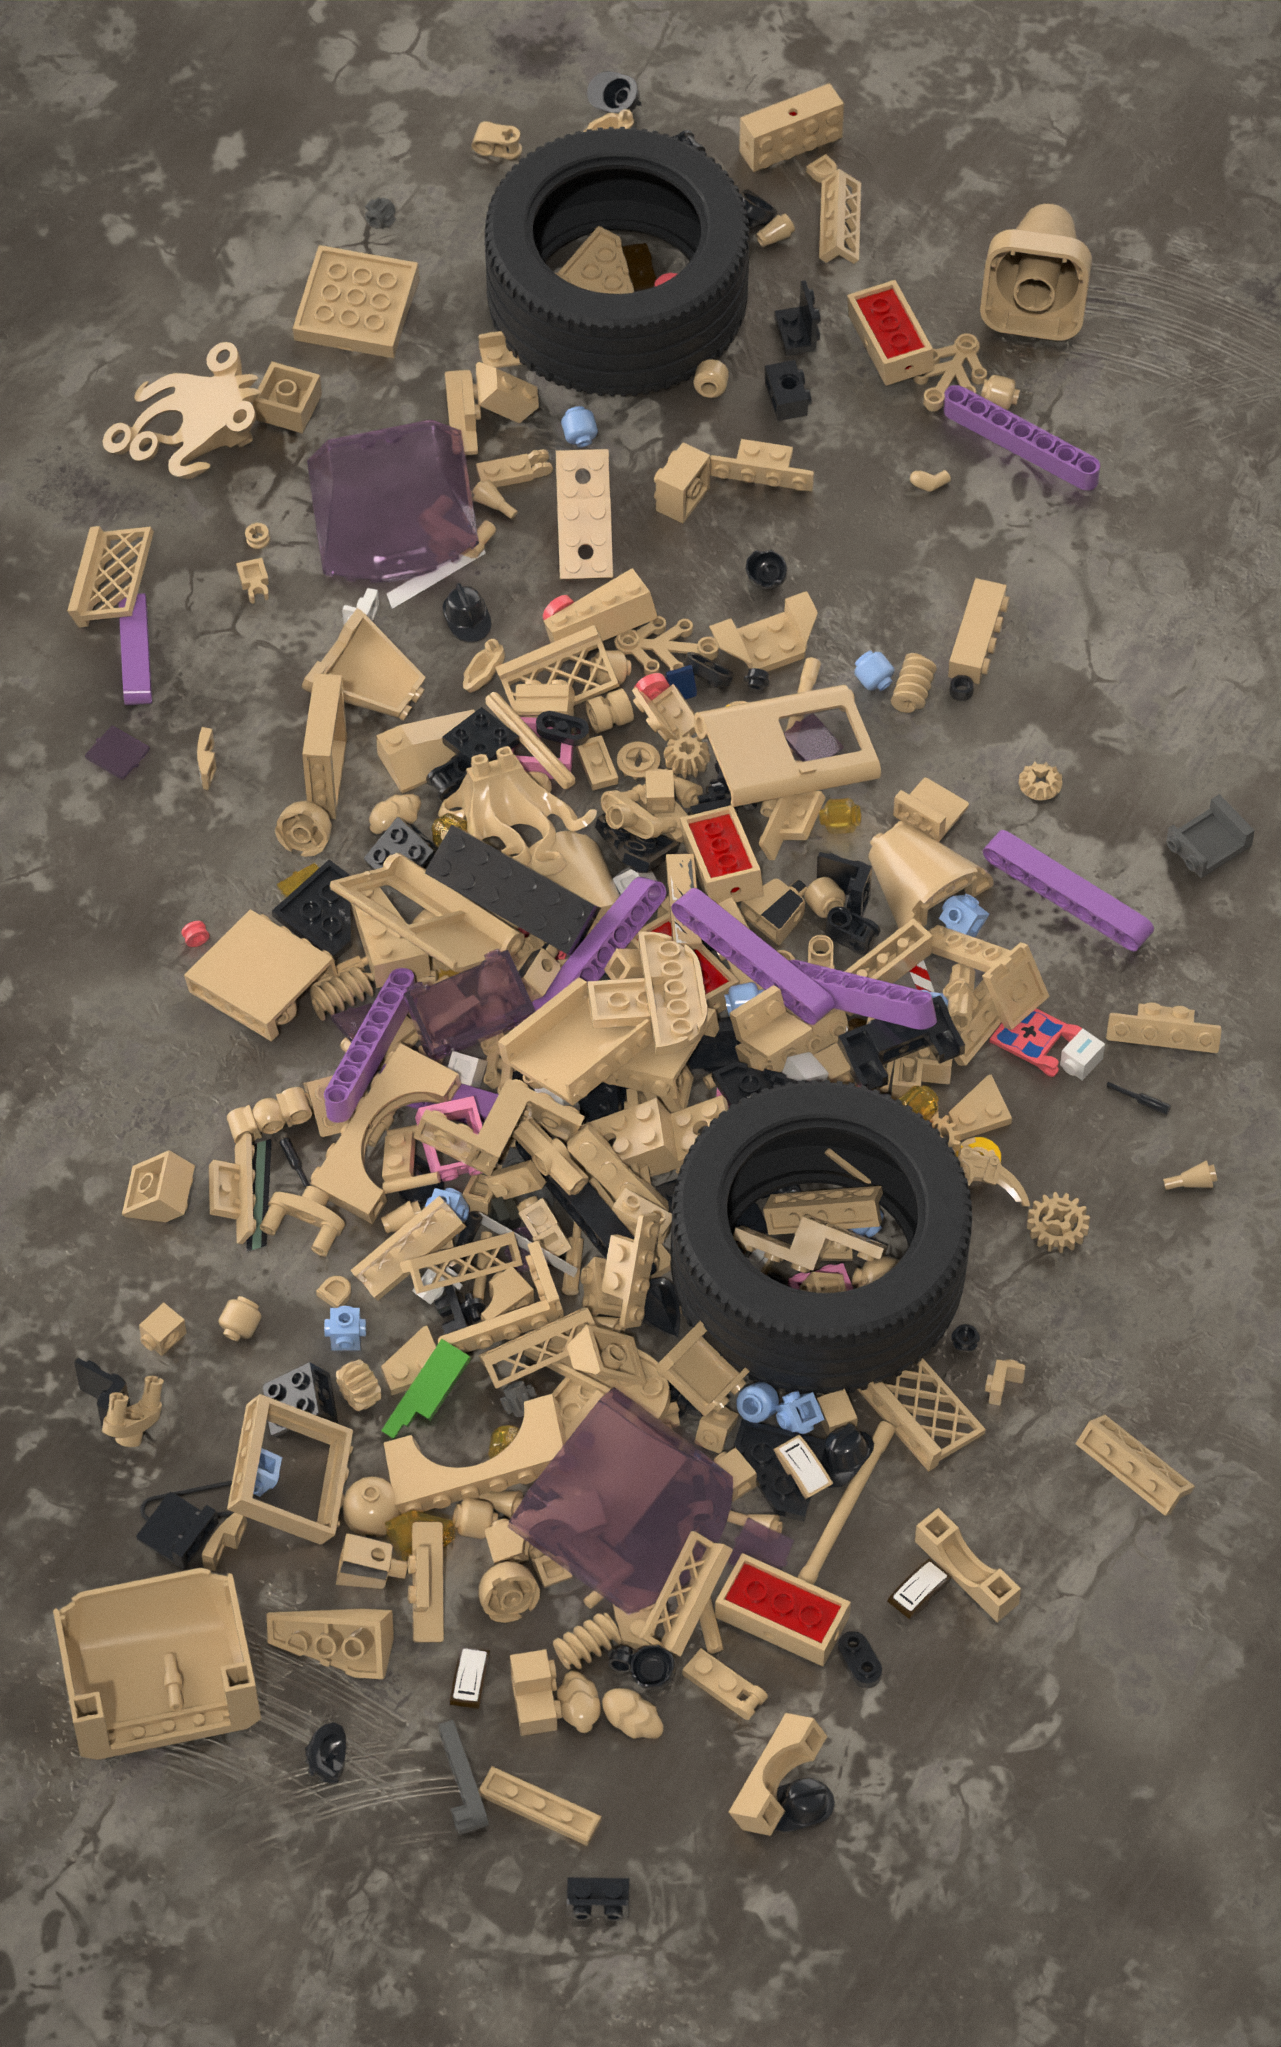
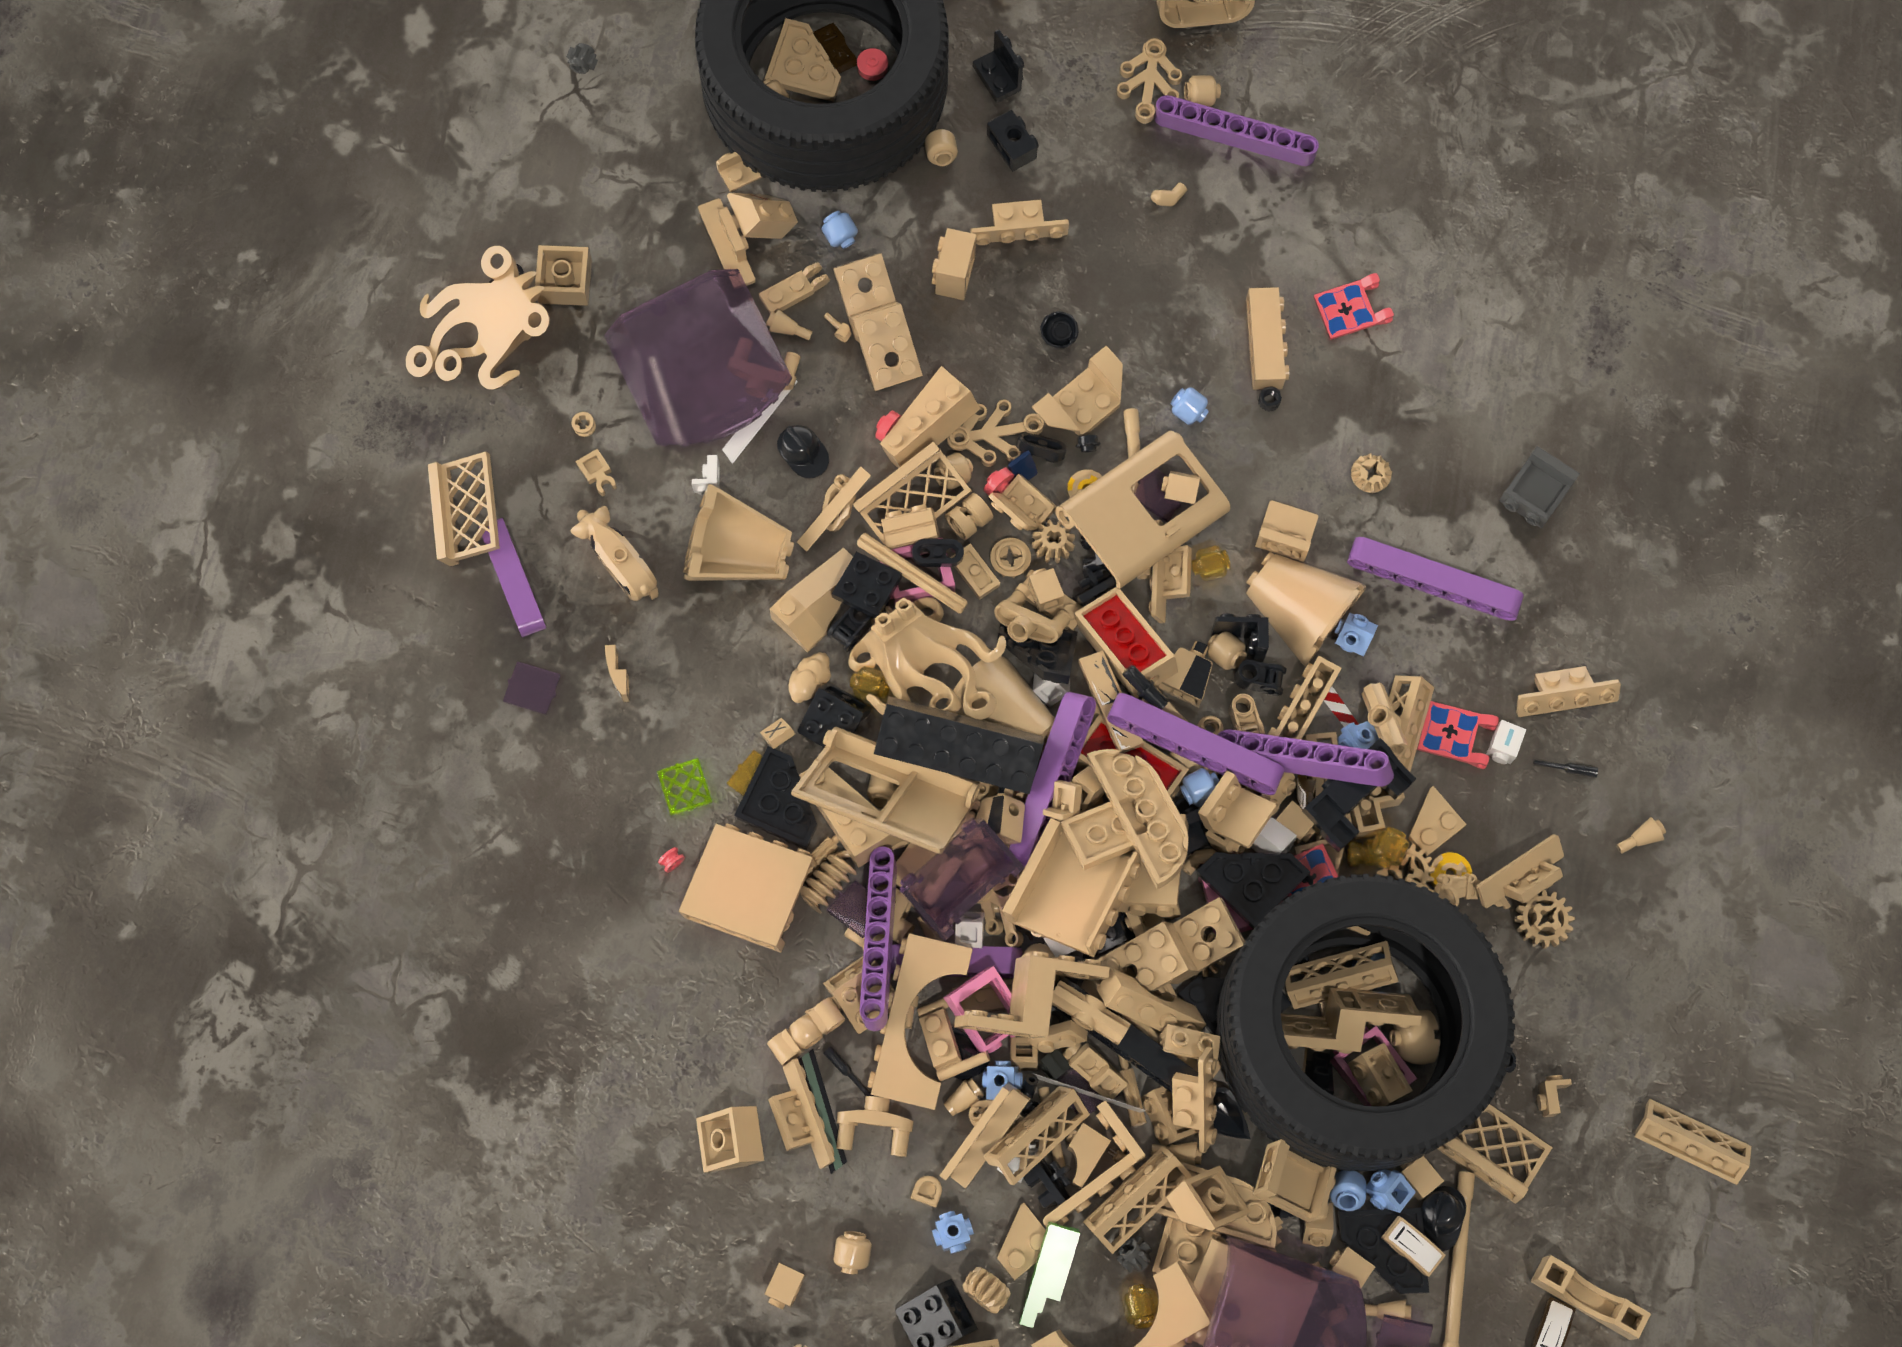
camera: 20 degrees left, 15 degrees up
(234, 861) = (690, 805): none -> clear neon green window
(244, 652) = (616, 554): none -> tan animal
(304, 828) = (735, 720): tan cylinder -> none
(325, 742) = (730, 639): tan window -> none
(343, 852) = (777, 733): none -> tan tile
(356, 301) = (591, 156): tan piece -> none
(475, 668) = (833, 509): none -> tan sticker
(547, 518) = (843, 330): none -> tan hand
(602, 967) = (1065, 801): none -> tan bracket
(686, 791) = (1067, 577): tan cone -> none
(718, 888) = (1145, 688): none -> black axle
(833, 735) = (1181, 487): none -> tan brick
(890, 332) = (1087, 58): brick -> none
(913, 683) = (1228, 408): tan piece -> none
(1009, 974) = (1429, 688): tan bracket -> none
(1050, 1172) = (1524, 875): none -> tan bracket
(1078, 628) = (1348, 308): none -> coral flag

